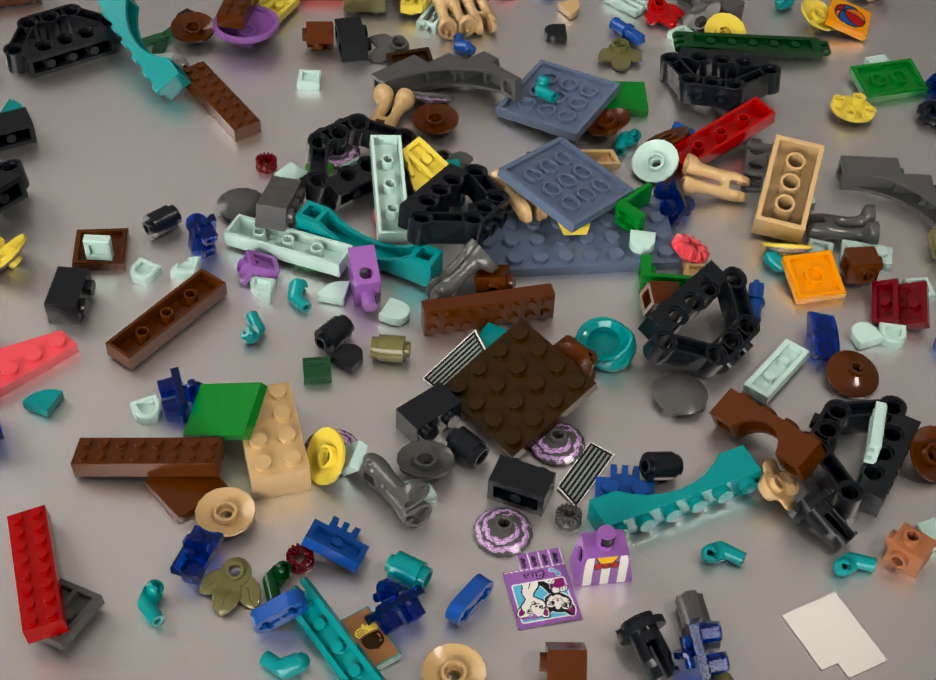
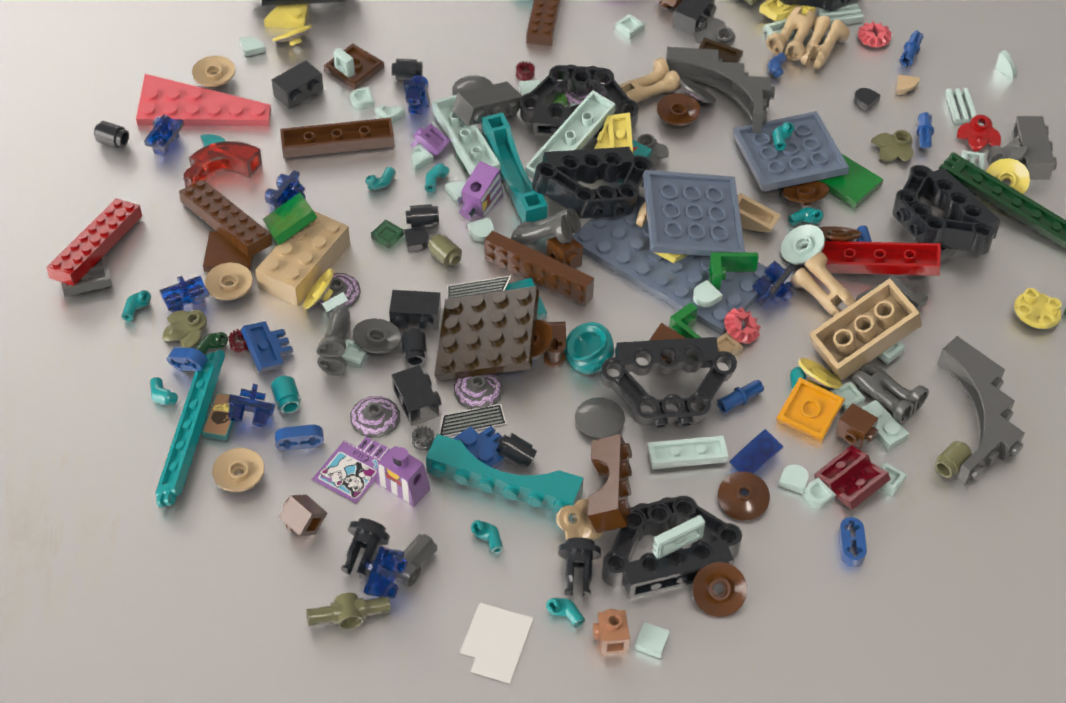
camera: 45 degrees right, 5 degrees up
(75, 404) = (222, 157): none -> clear red arch
(147, 410) = (260, 186): light aqua tile -> none

